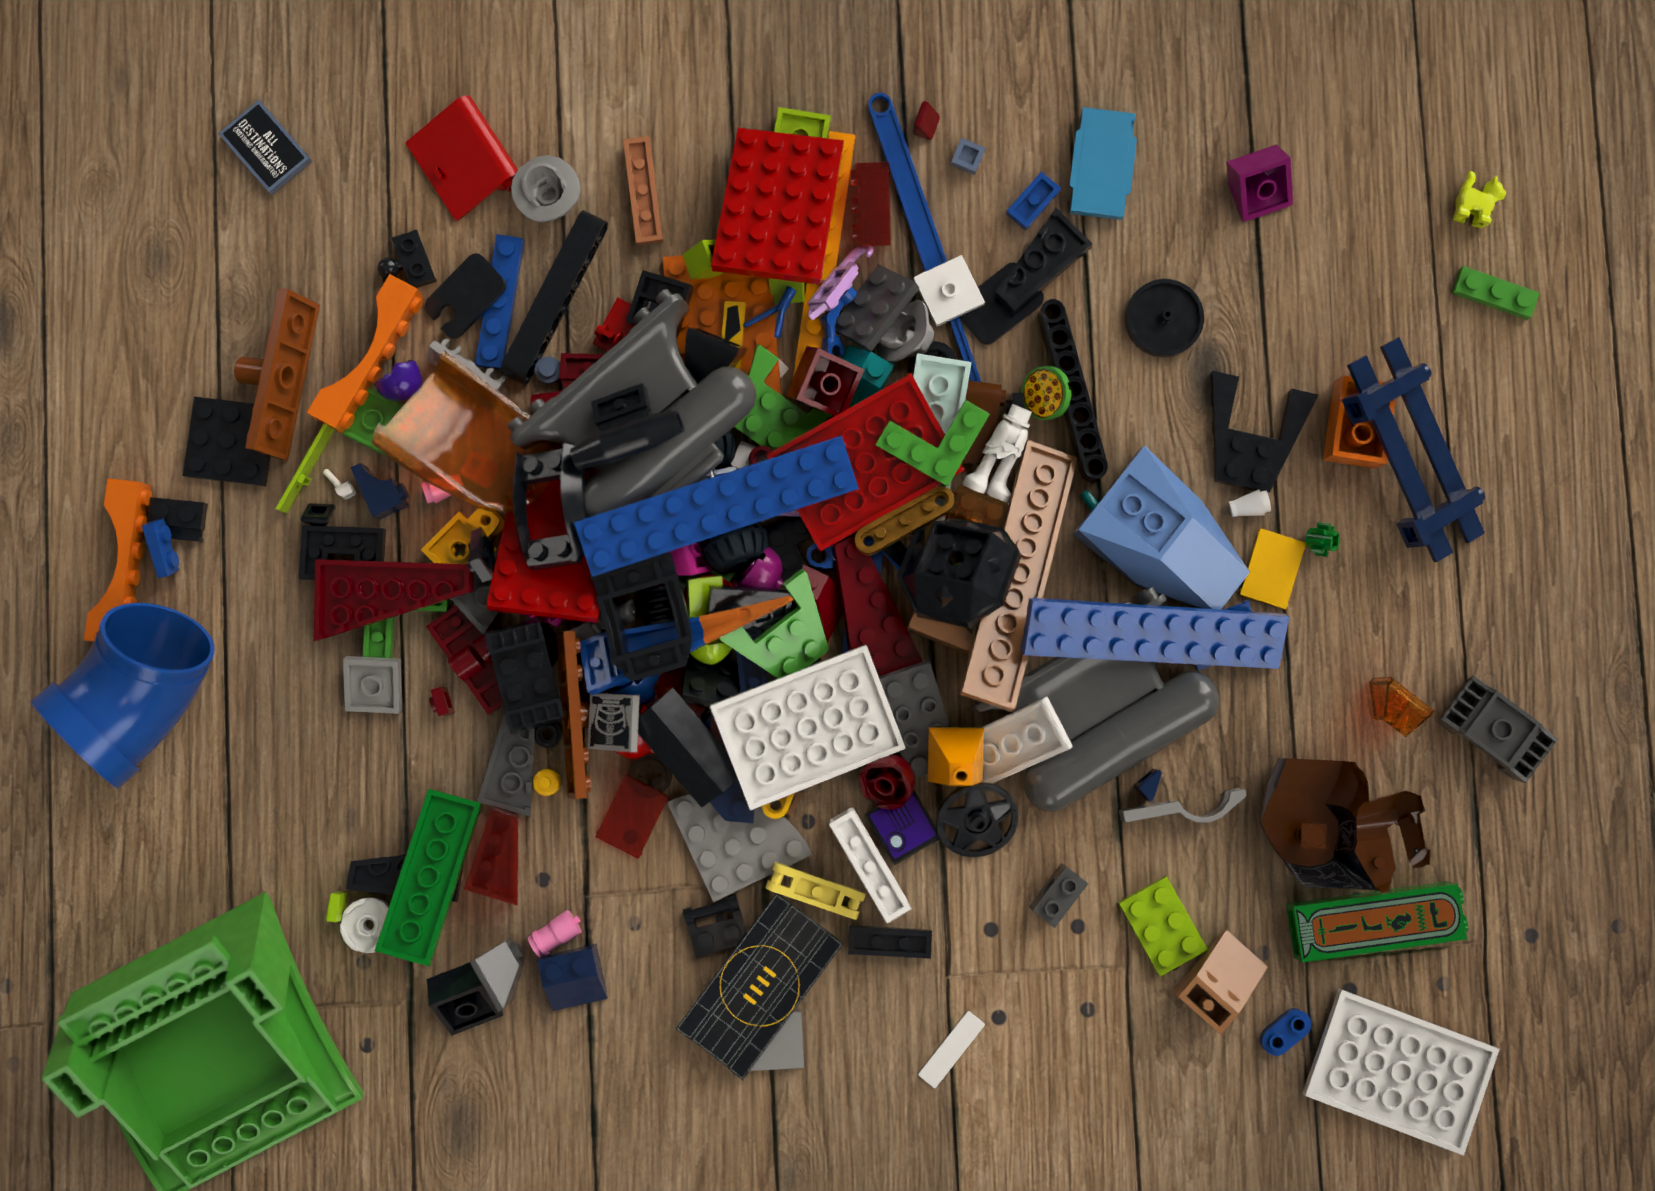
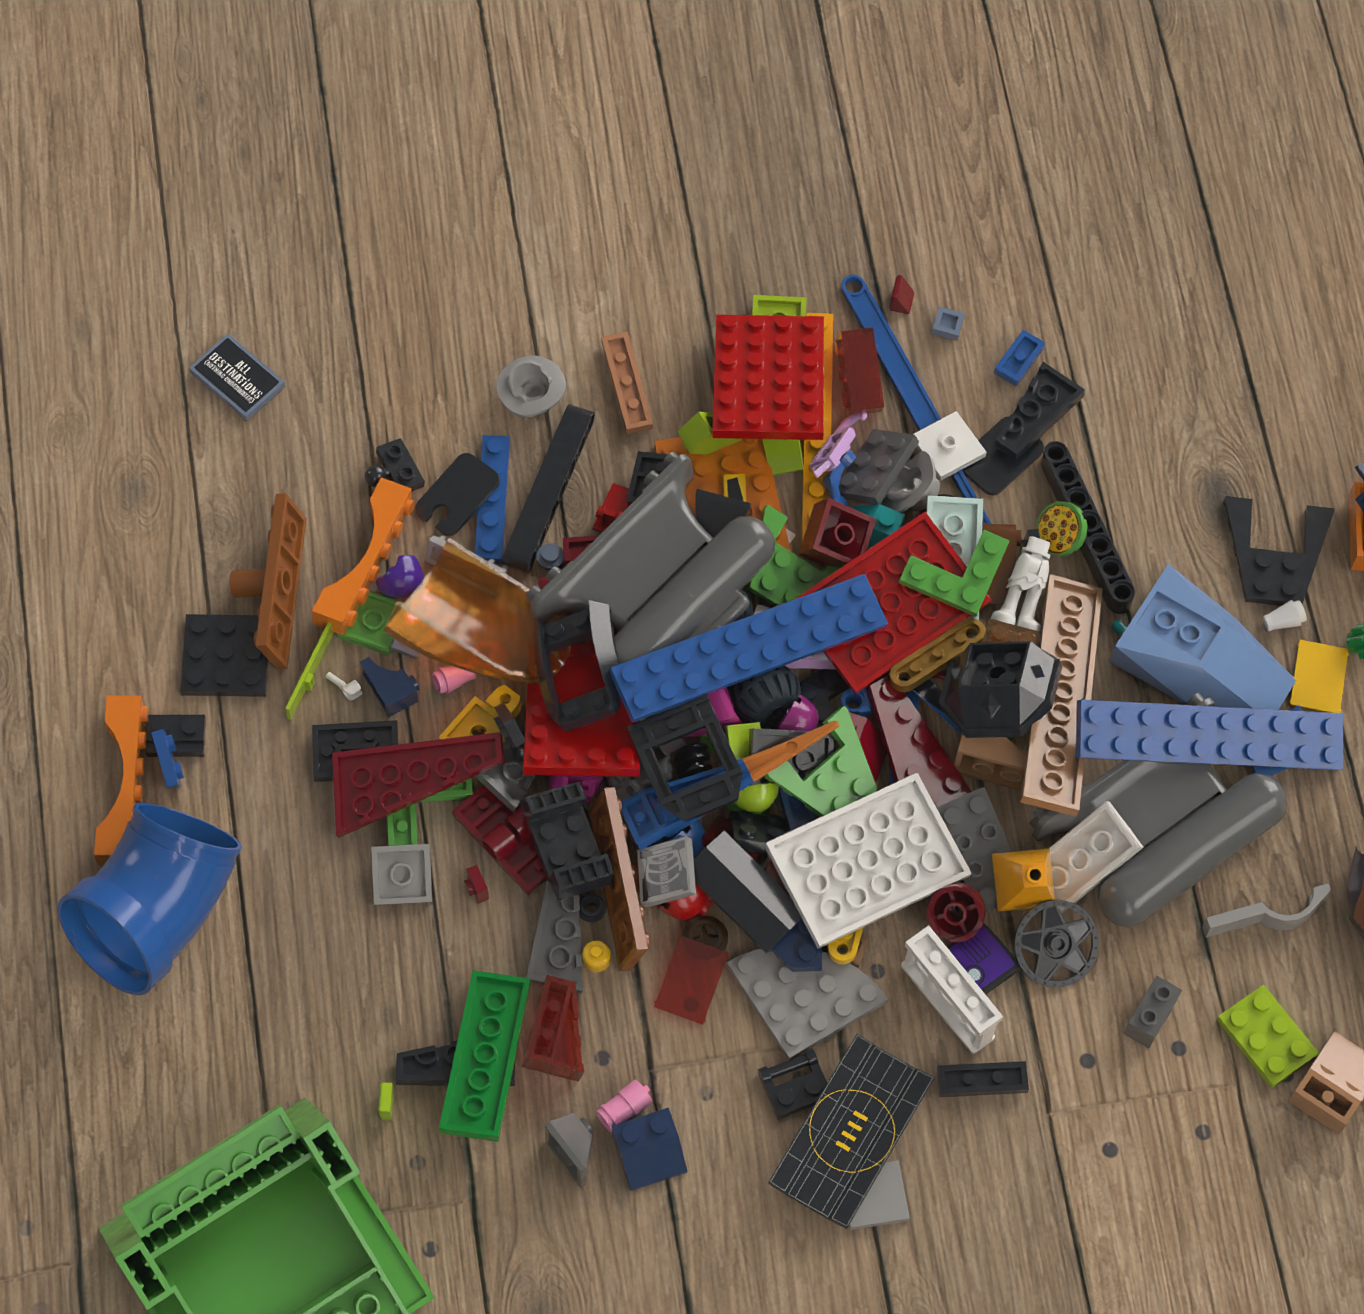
camera: 10 degrees left, 20 degrees down
(317, 514) = (326, 715): black slope -> none
(354, 920) = (408, 1109): white plate -> none
(460, 999) = (534, 1182): black slope -> none
(467, 155) = (445, 366): red door -> none
(625, 429) = (651, 577): black plate -> none
(781, 307) = (782, 475): blue plant -> none
(815, 891) = (897, 1032): light yellow plate -> none
(951, 1049) = (1064, 1187): white sticker -> none
(1102, 163) = (1083, 318): dark azure piece -> none
(1148, 784) = (1227, 895): dark blue slope -> none
(1164, 318) = (1168, 453): black piece -> none
(1260, 182) = (1242, 321): magenta slope -> none

